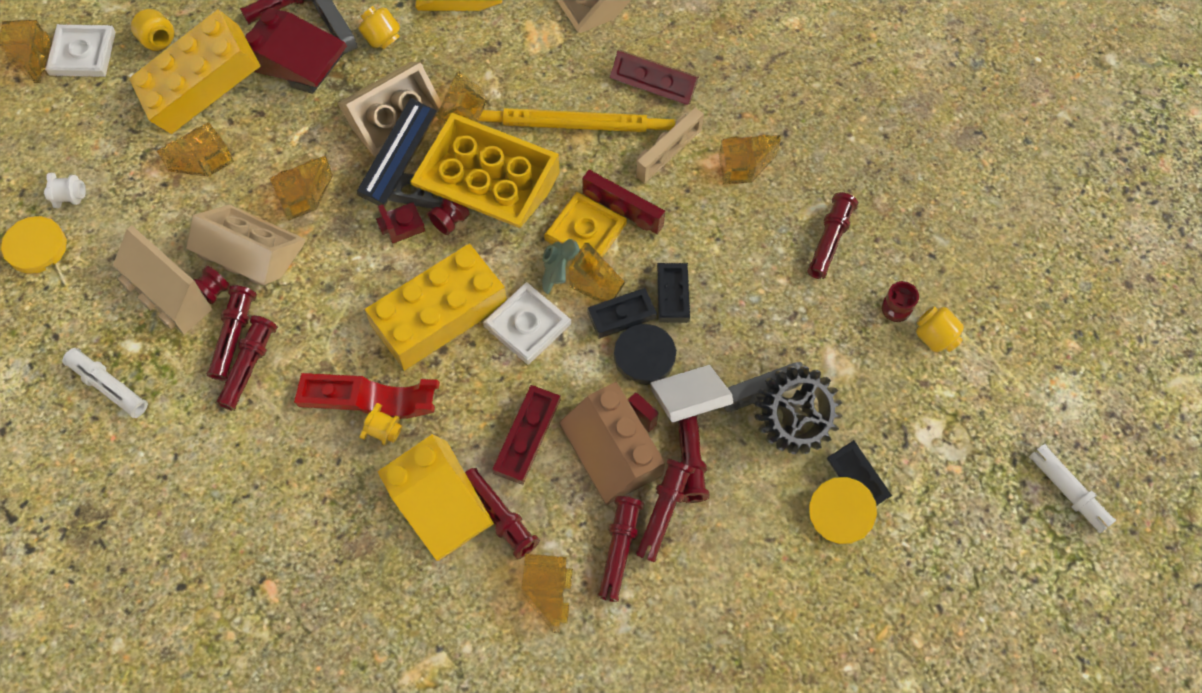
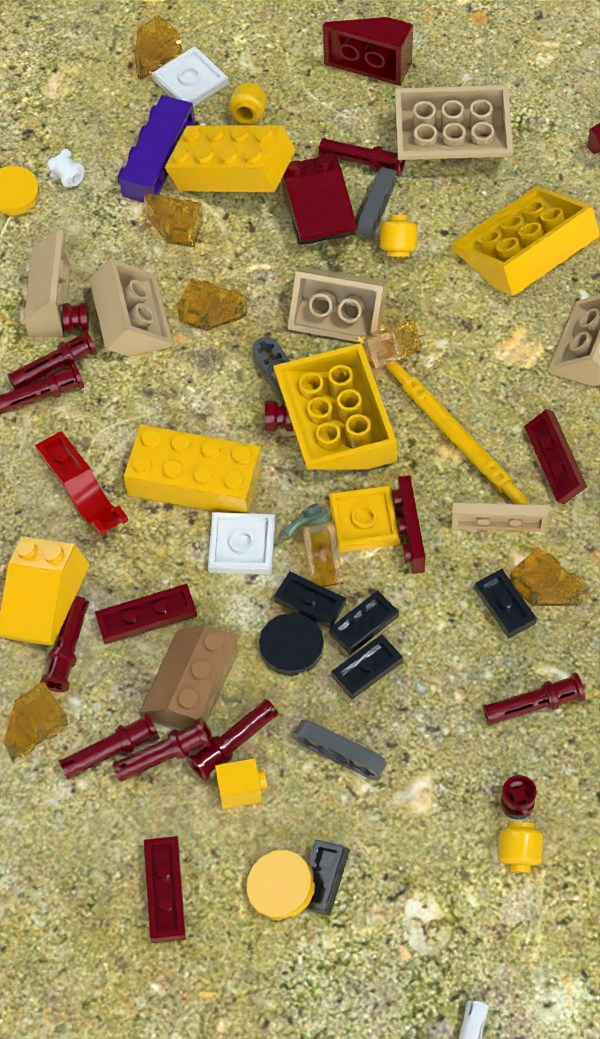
camera: 55 degrees right, 5 degrees down
(120, 116) = (156, 142): none -> dark purple brick
(381, 426) = (64, 513): yellow brick -> none
(396, 152) = (296, 338): black tile -> none
(400, 222) = (244, 391): dark red bracket -> none
(646, 413) = (235, 678): dark red tile -> none
(691, 393) = (280, 698): white tile -> none
(711, 318) = (367, 666): none -> black plate
(734, 475) = (240, 783): none -> yellow brick
(740, 194) = (505, 603): none -> black plate
(777, 598) = (164, 889): none -> dark red plate
(812, 388) = (330, 770): black gear -> none

